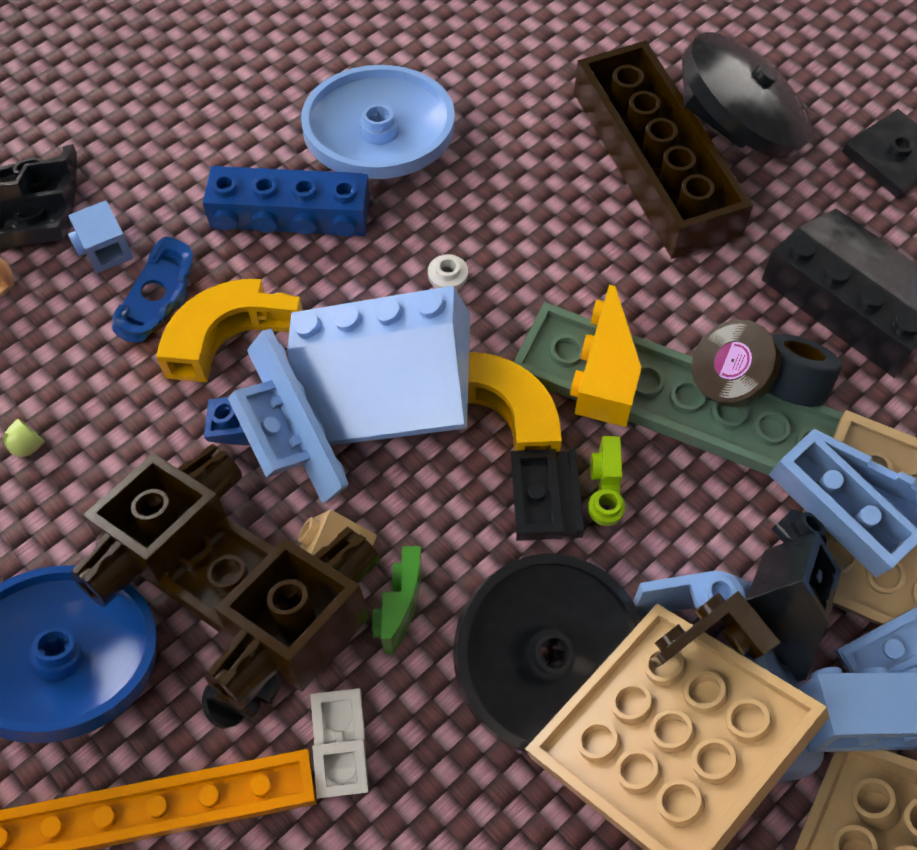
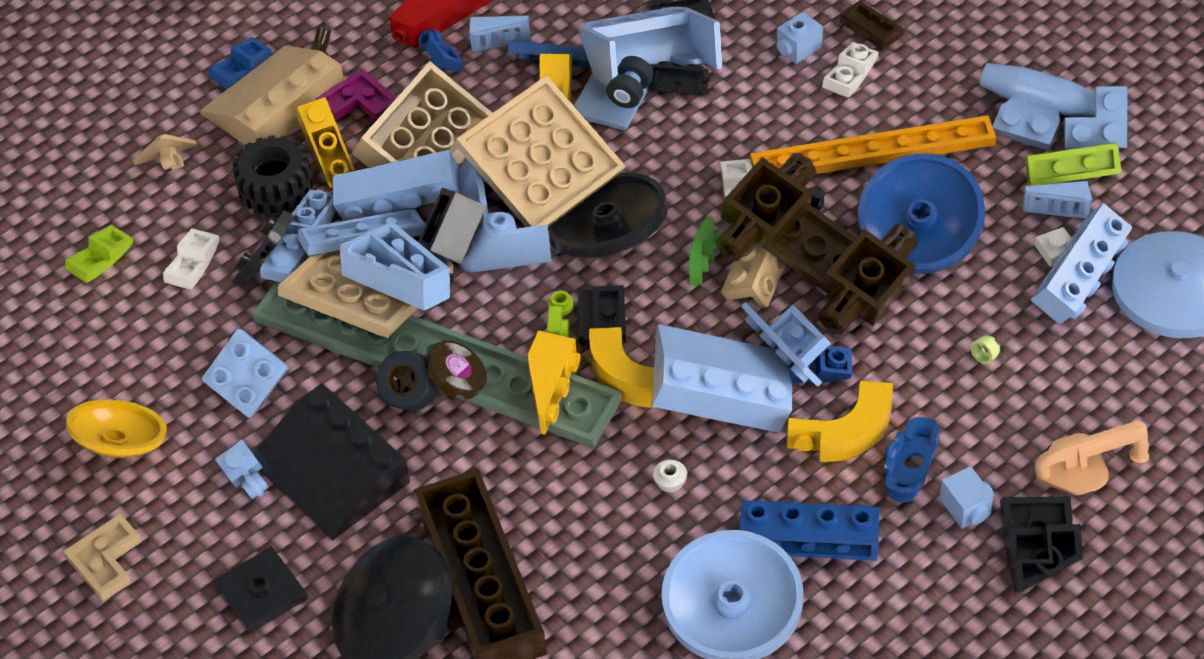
camera: 175 degrees left, 10 degrees down
(743, 629) = (505, 195): dark brown bracket -> none

